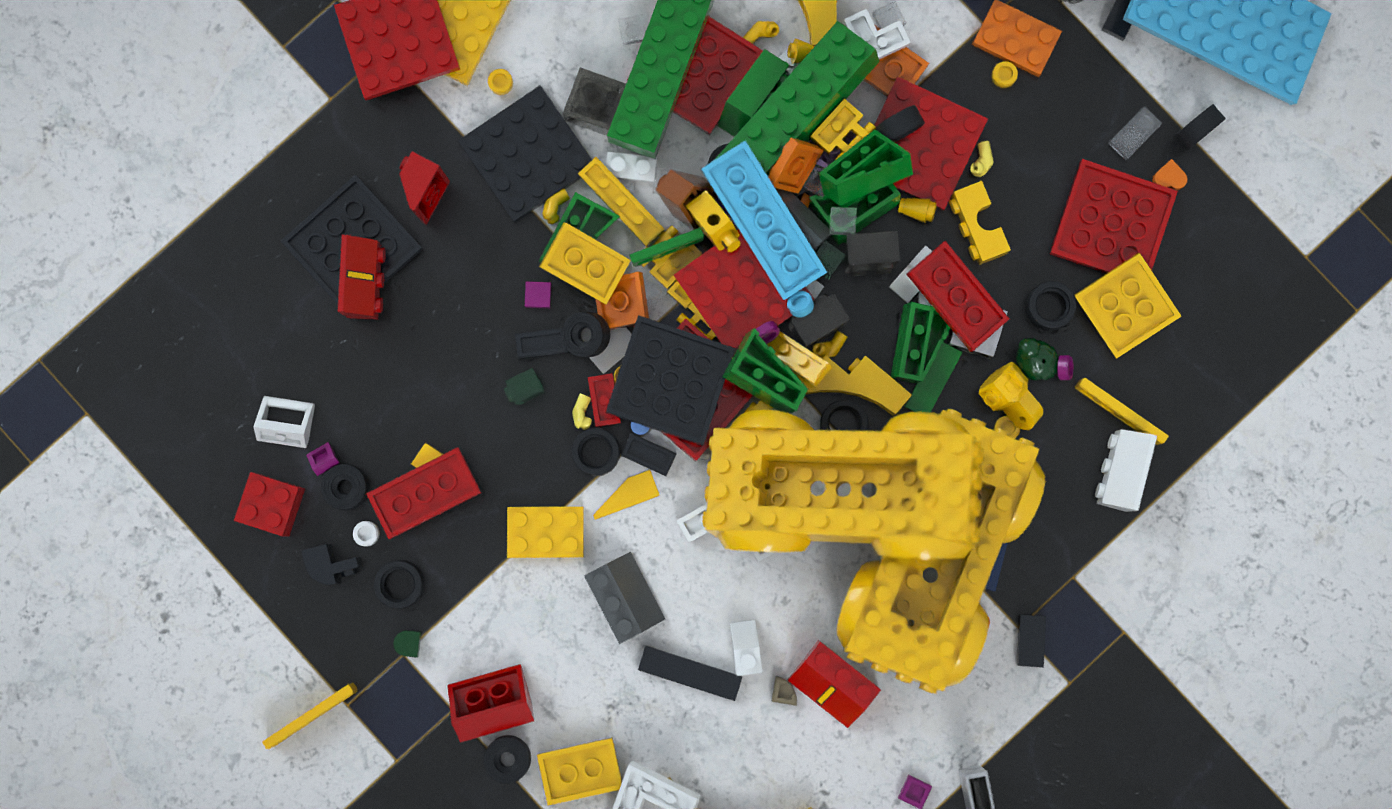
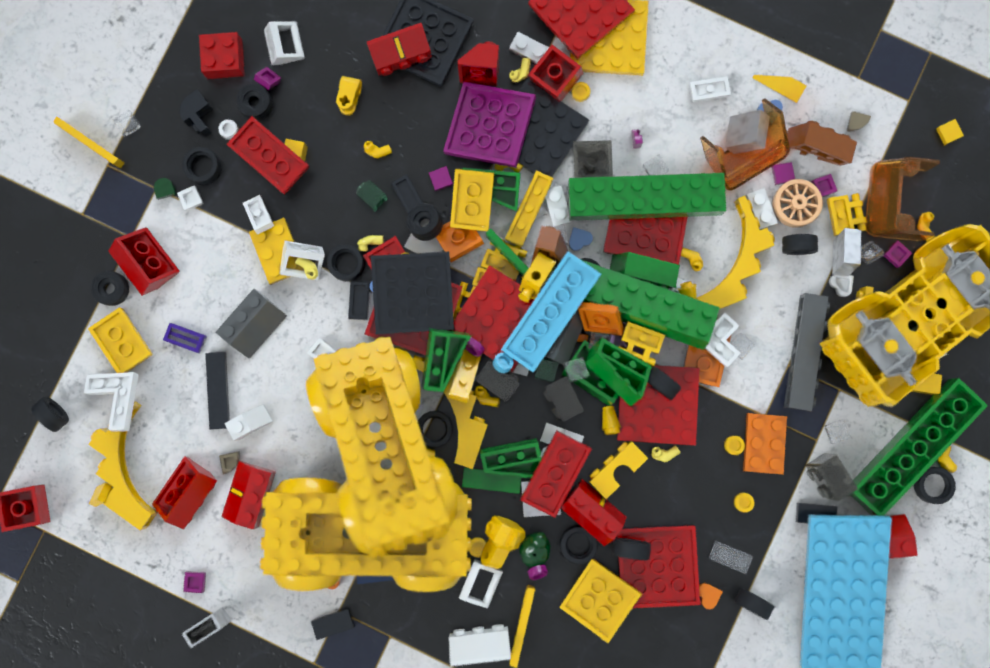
camera: 70 degrees right, 0 degrees up
(304, 659) = (126, 123): none -> clear tile
(383, 363) = (348, 92): none -> yellow piece
(421, 122) = (527, 48): none -> white plate
(434, 615) = (190, 198): none -> white tile
(446, 141) = (522, 73): none -> light yellow arm
(467, 101) = (556, 73): none -> red brick
(470, 361) = (375, 151): none -> yellow arm
(491, 535) = (258, 214): none -> white plate
(497, 206) = (489, 124): none -> magenta plate
(560, 499) = (302, 251): none -> white tile
(583, 497) = (309, 267): none -> light yellow arm
(589, 38) = (636, 138): none -> magenta tile
(622, 673) = (199, 343): none -> dark purple tile
(631, 492) = (328, 299): yellow sticker -> none
(682, 156) = (579, 239): none -> medium blue tile
(800, 762) = (184, 493): none -> red slope
(1021, 271) = (594, 513): none -> red slope
(1045, 453) = (464, 595): none -> white tile
(1076, 91) = (744, 502): none -> yellow tile
(1082, 242) = (631, 549): none -> black tyre

